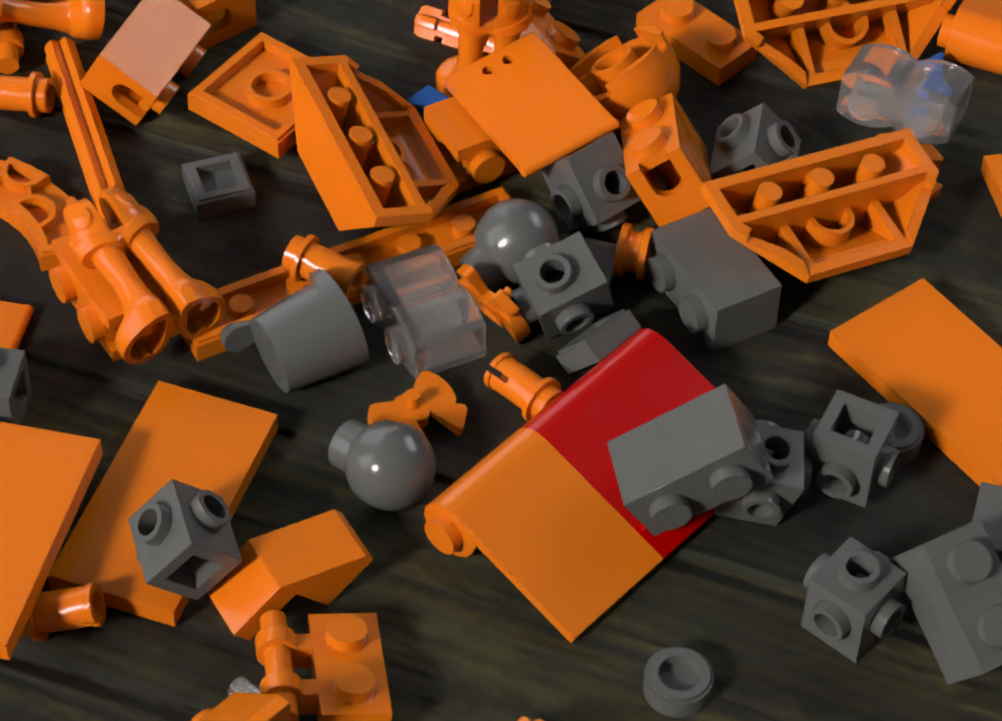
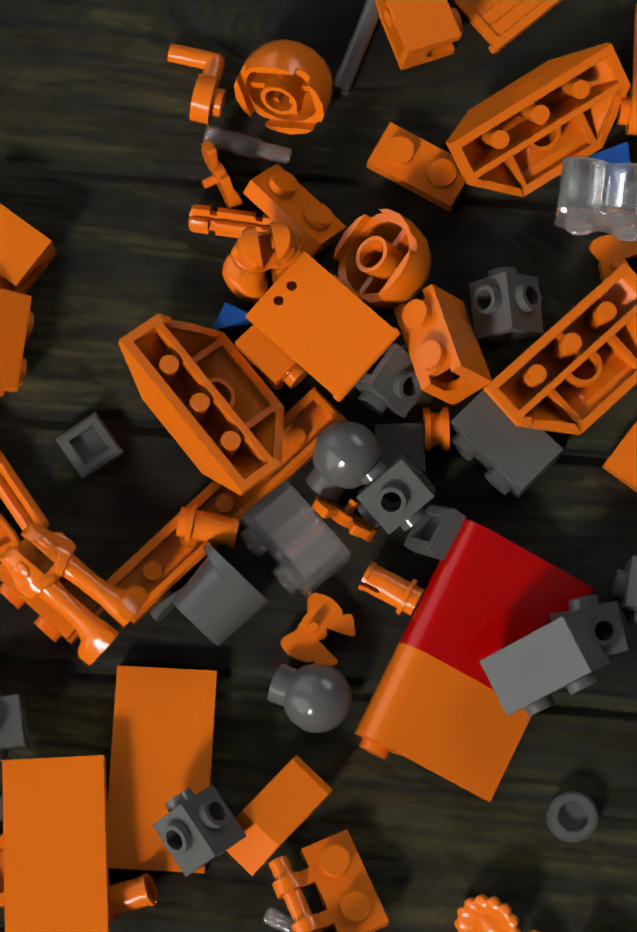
camera: 15 degrees left, 30 degrees up
(252, 95) = (85, 341): orange plate -> none

